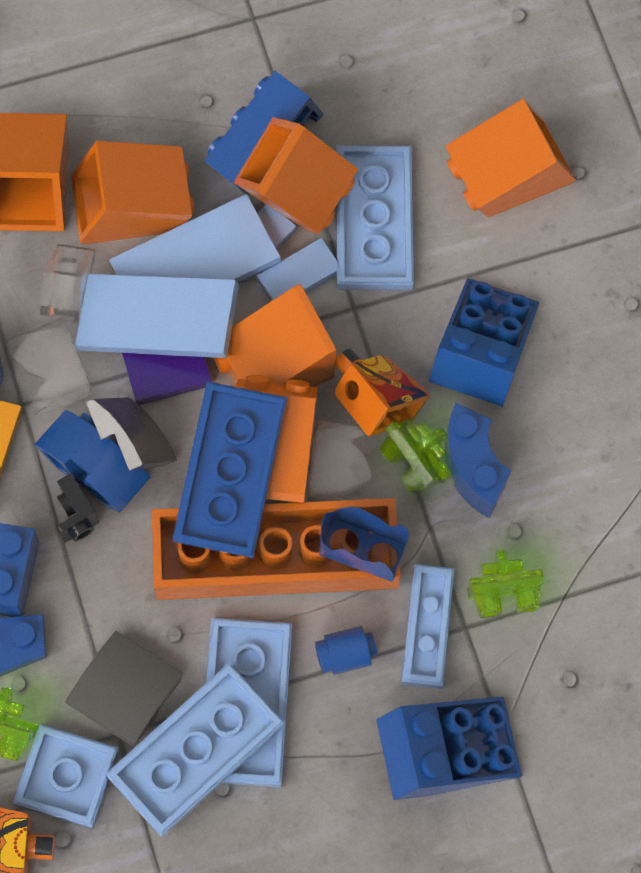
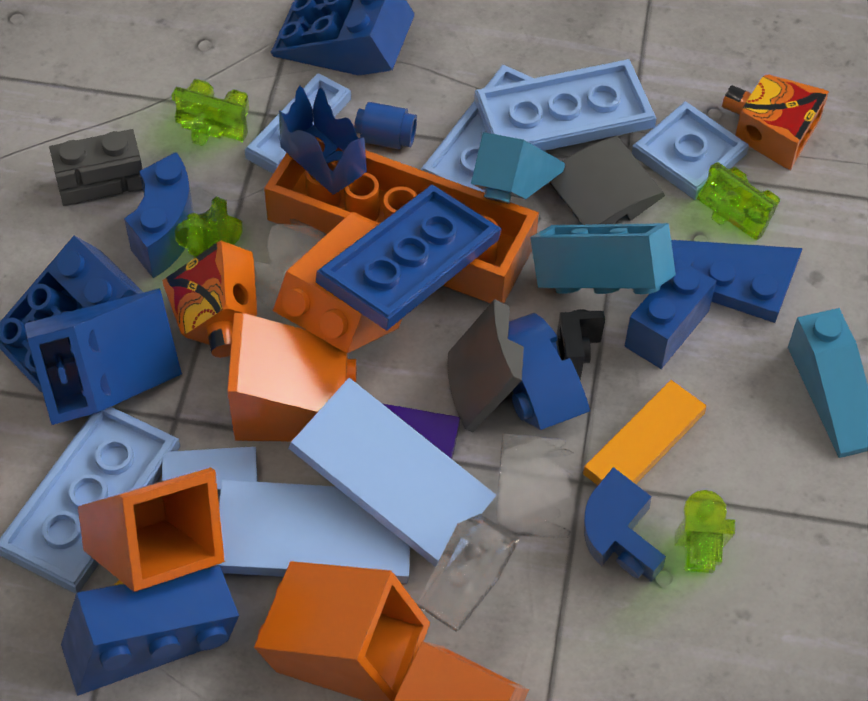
camera: 150 degrees left, 15 degrees down
(79, 570) = (603, 257): none -> dark azure brick
(192, 620) = (512, 168): none -> dark azure slope
(430, 295) = (102, 354): none -> blue slope
(558, 478) = (97, 166): none -> dark grey brick

